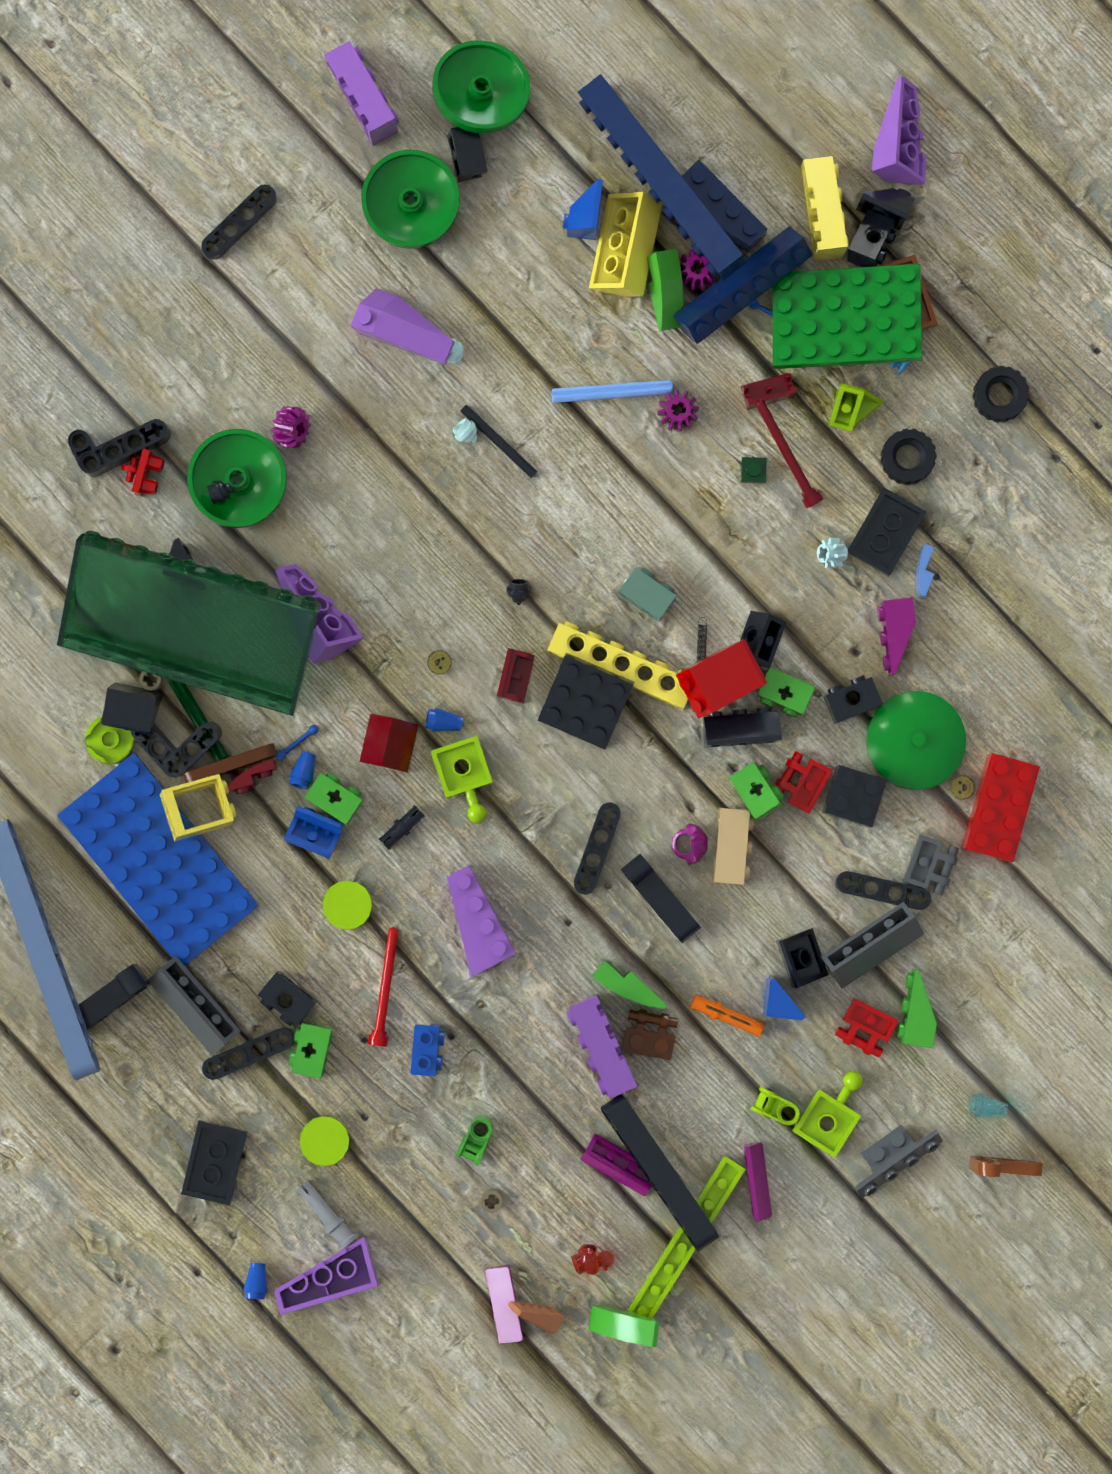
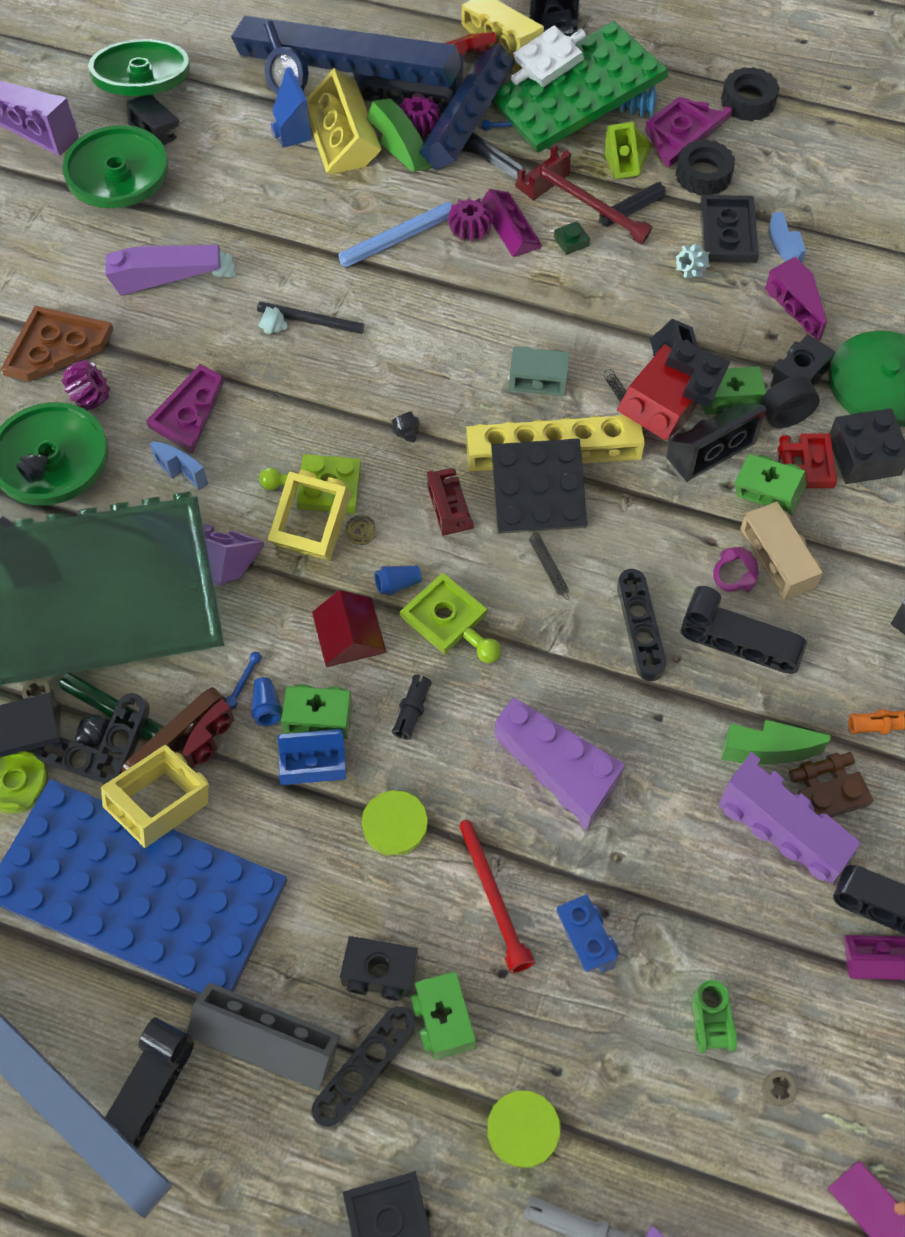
camera: 30 degrees left, 25 degrees down
(175, 732) = (91, 730): none -> black plate
(285, 363) = (54, 341): none -> dark orange plate
(326, 532) = (176, 461): none -> medium blue slope
(361, 485) = (188, 408): none -> magenta wing
(387, 656) = (322, 549): none -> light yellow window
(429, 594) = (324, 467): none -> lime plate
(560, 765) = (547, 553): none -> black piece
(605, 157) = (282, 58): none -> dark blue piece
(712, 426) = (511, 223): none -> magenta slope
(740, 349) = (494, 155): none -> black axle
(758, 681) = (703, 367): none -> black plate
(791, 211) = (473, 42): none -> red plate
(817, 730) = (790, 402): none -> black tyre
(829, 461) = (636, 202): none -> black axle
(837, 276) = (548, 56): none -> white plate
(918, 401) = (682, 124): none -> magenta wing

